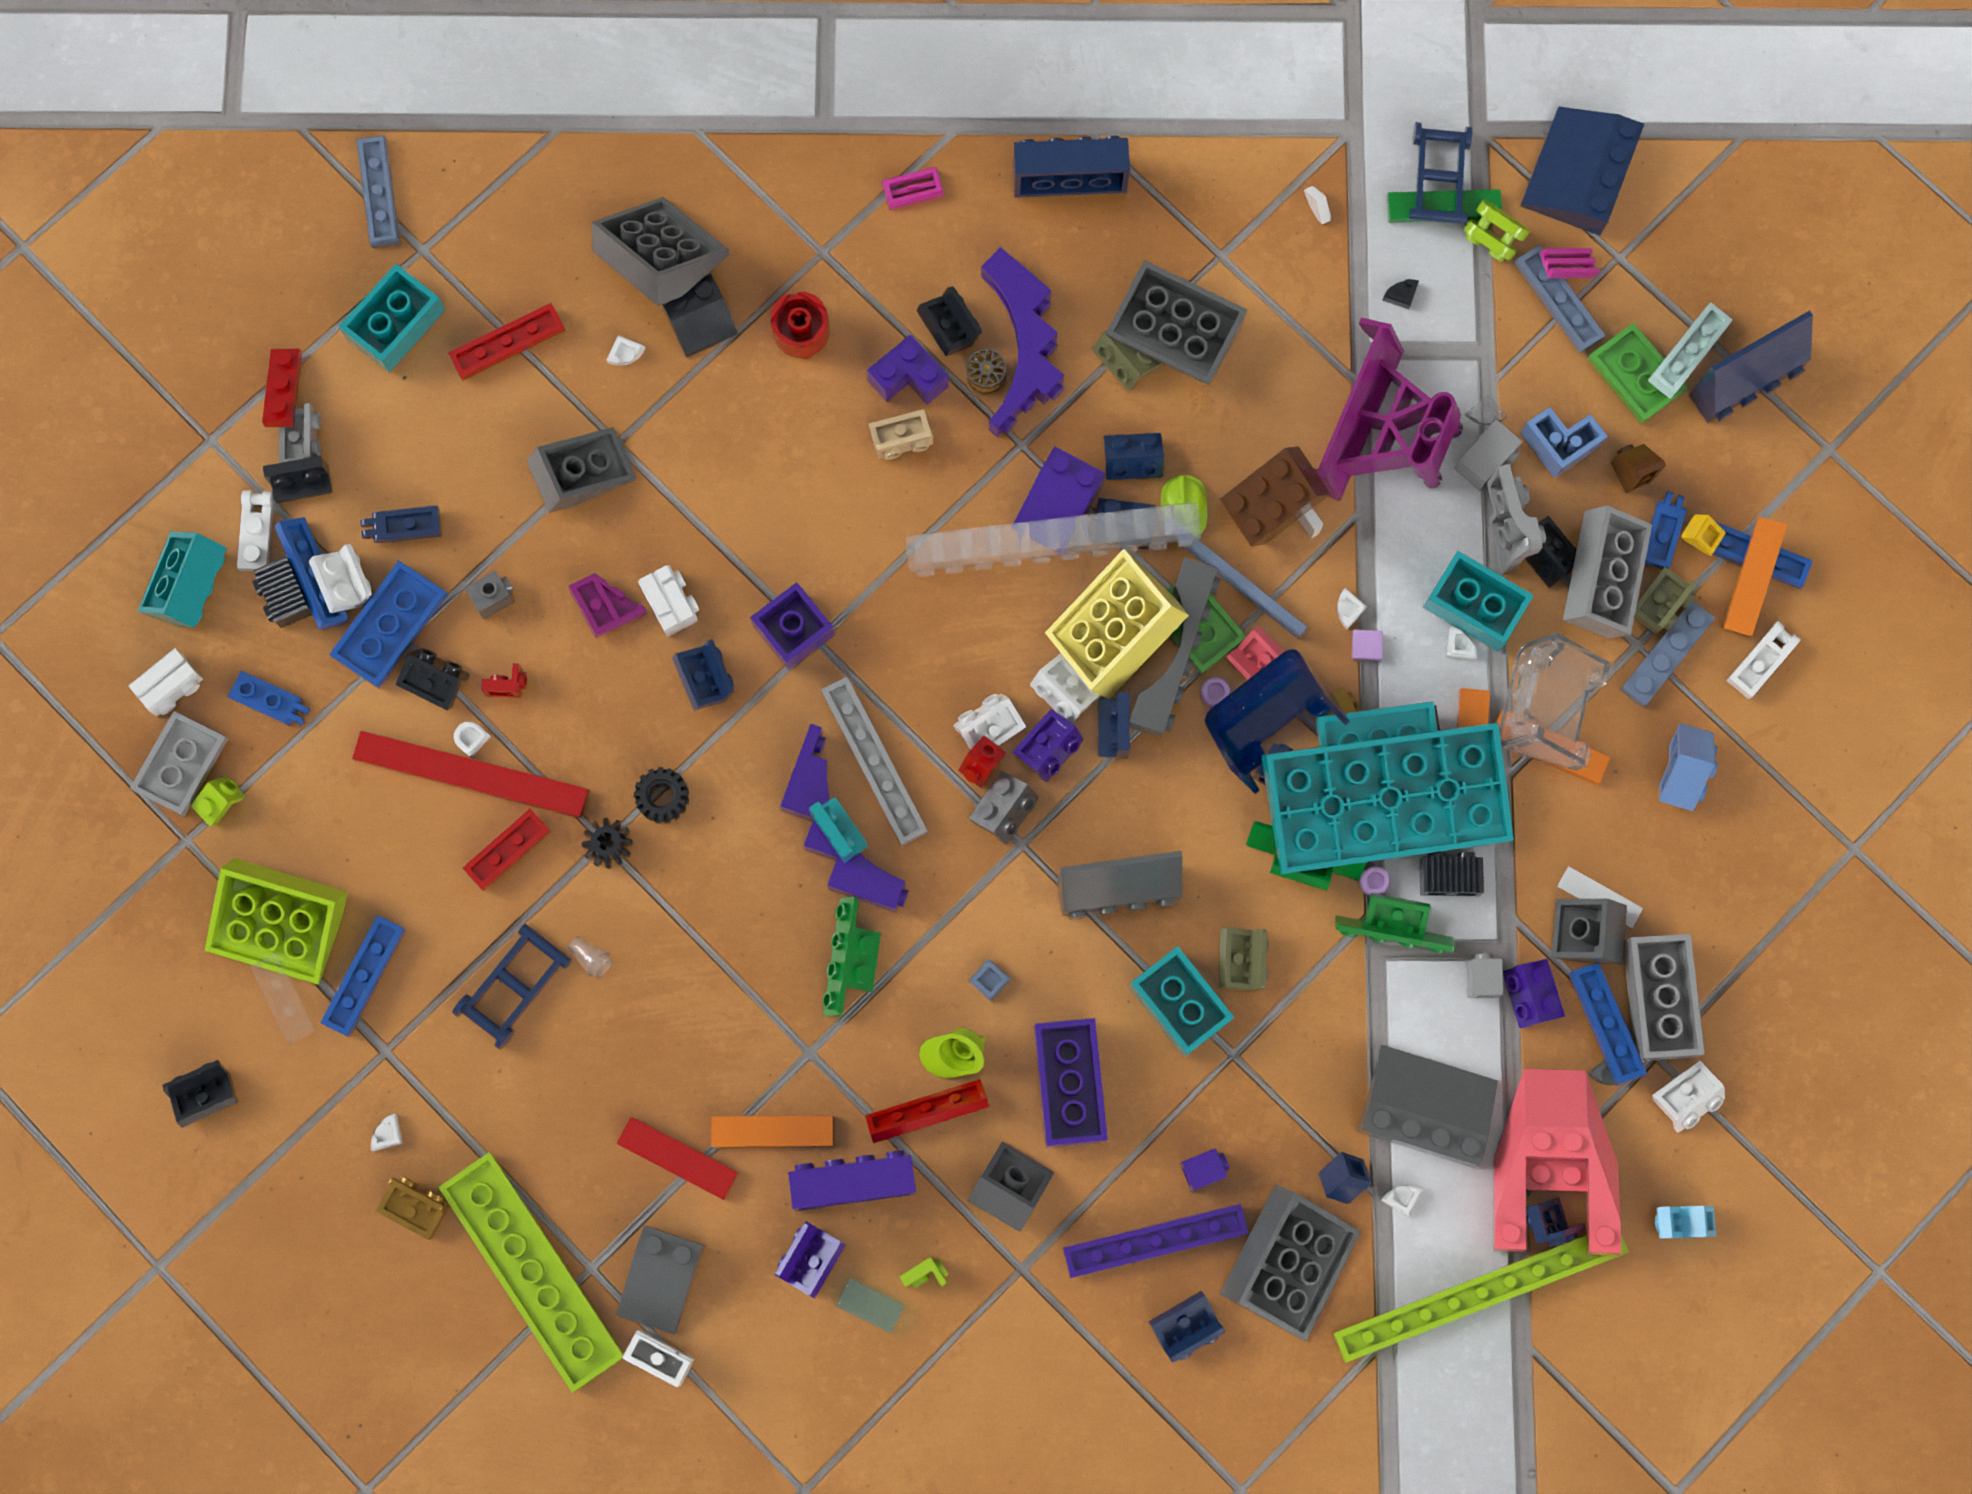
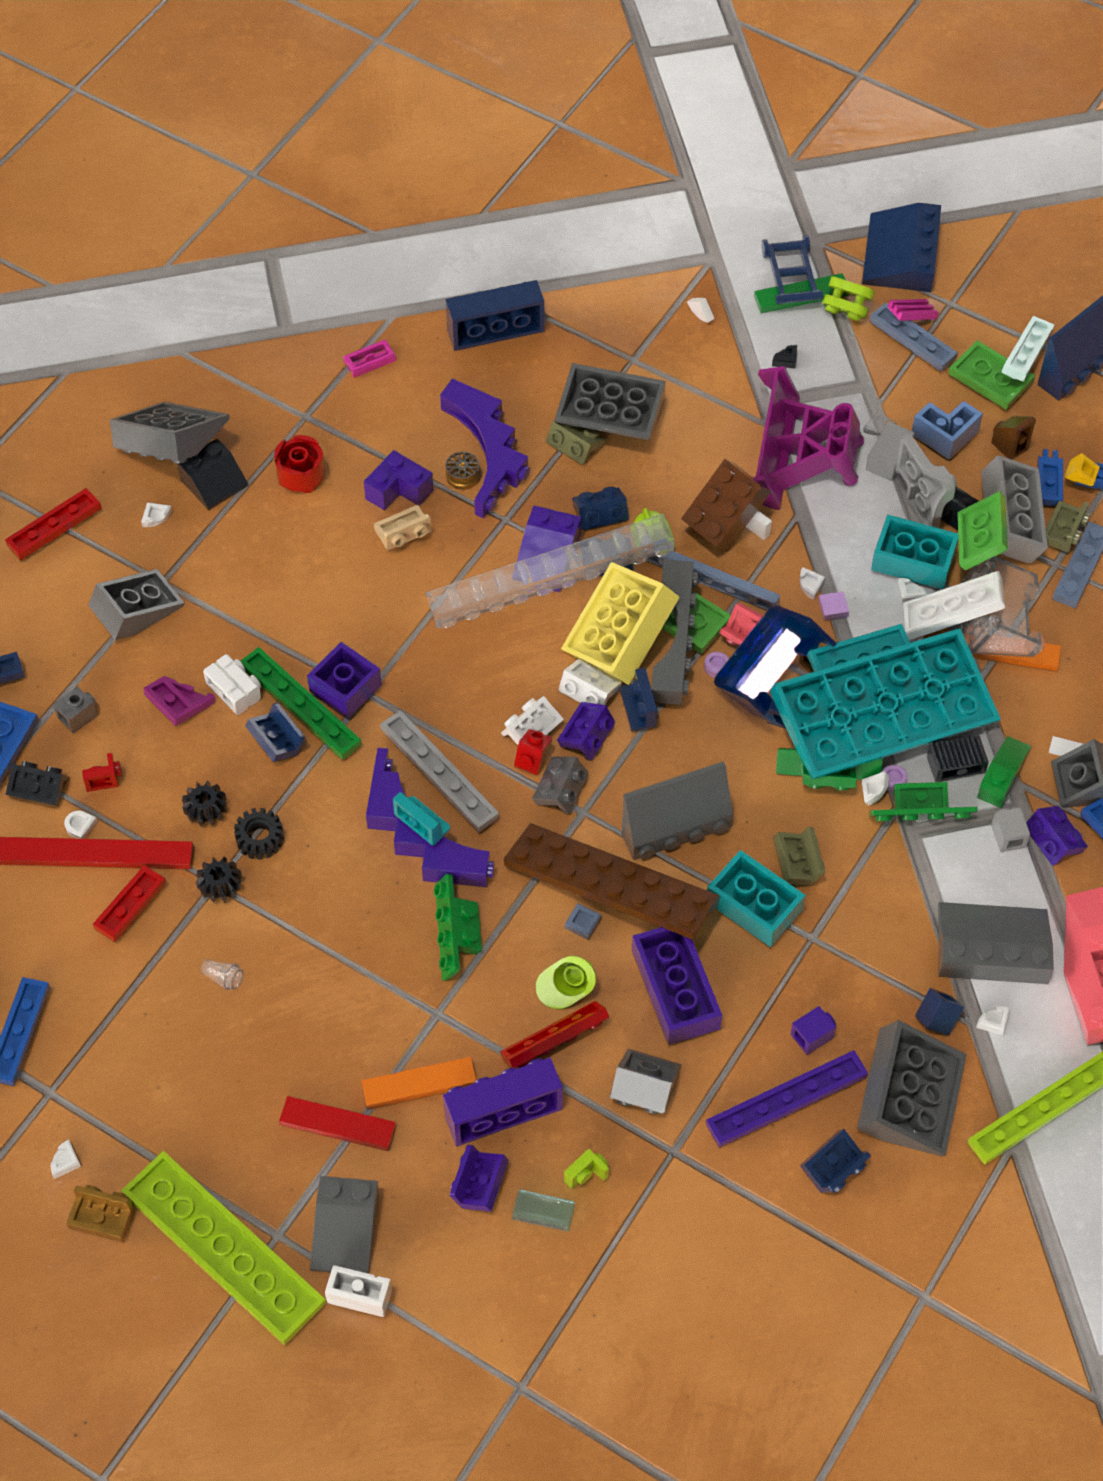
camera: 10 degrees left, 20 degrees down
(505, 1032) = (156, 1052): dark blue piece -> none
(613, 754) = (204, 803): none -> black gear
(739, 640) = (301, 703): none -> green plate
(950, 322) = (424, 440): black bracket -> none
(1029, 947) = (612, 881): none -> reddish brown plate
(1349, 890) = (875, 787): none -> white tile
(1500, 688) = (953, 605): none -> white tile
(1500, 900) = (1003, 771): none -> green slope
(1559, 604) = (982, 531): none -> bright green plate

